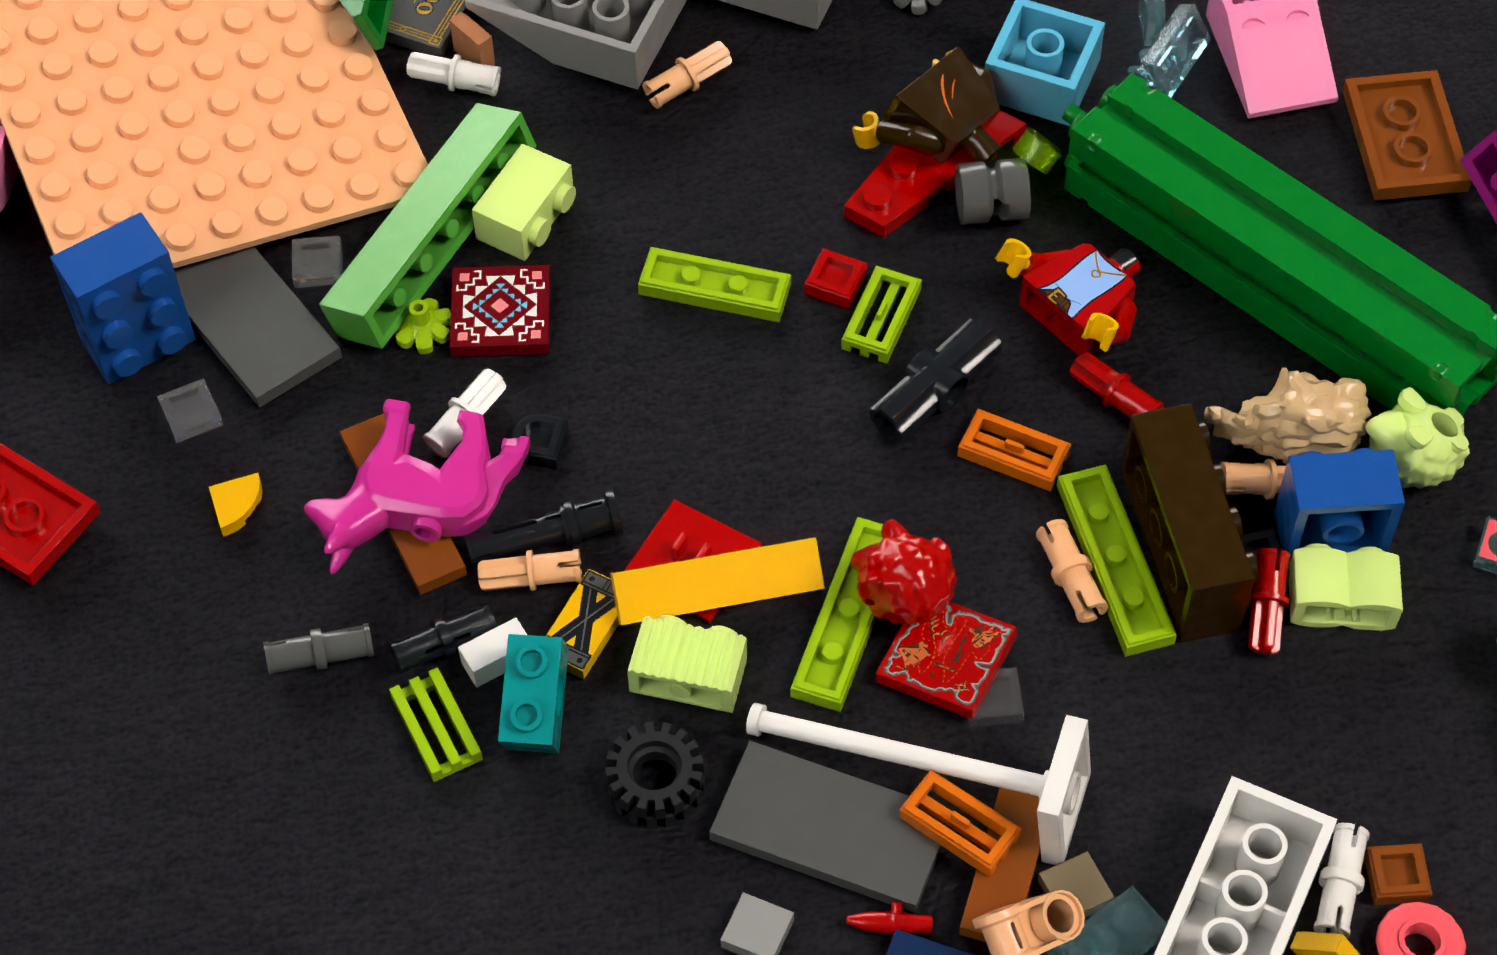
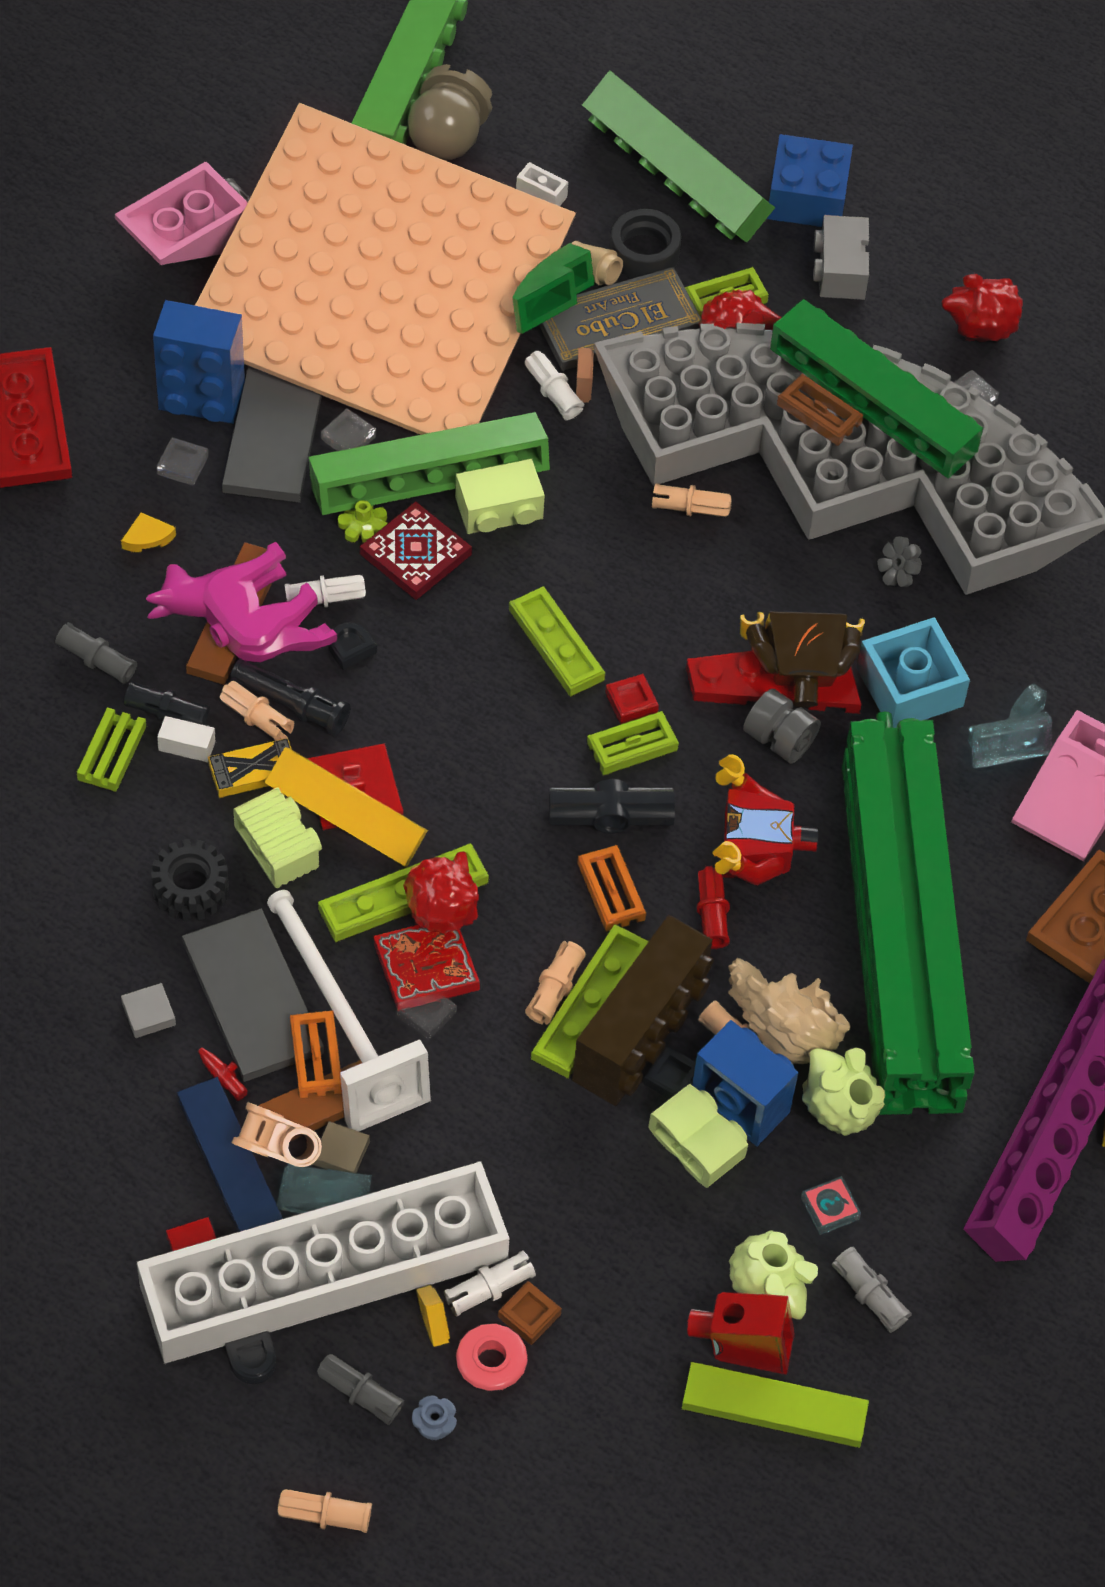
camera: 40 degrees right, 0 degrees up
(533, 693) = (170, 775): teal brick -> none
(1037, 150) = (832, 722): clear neon green beam -> none
(1268, 601) = (642, 1101): red axle -> none

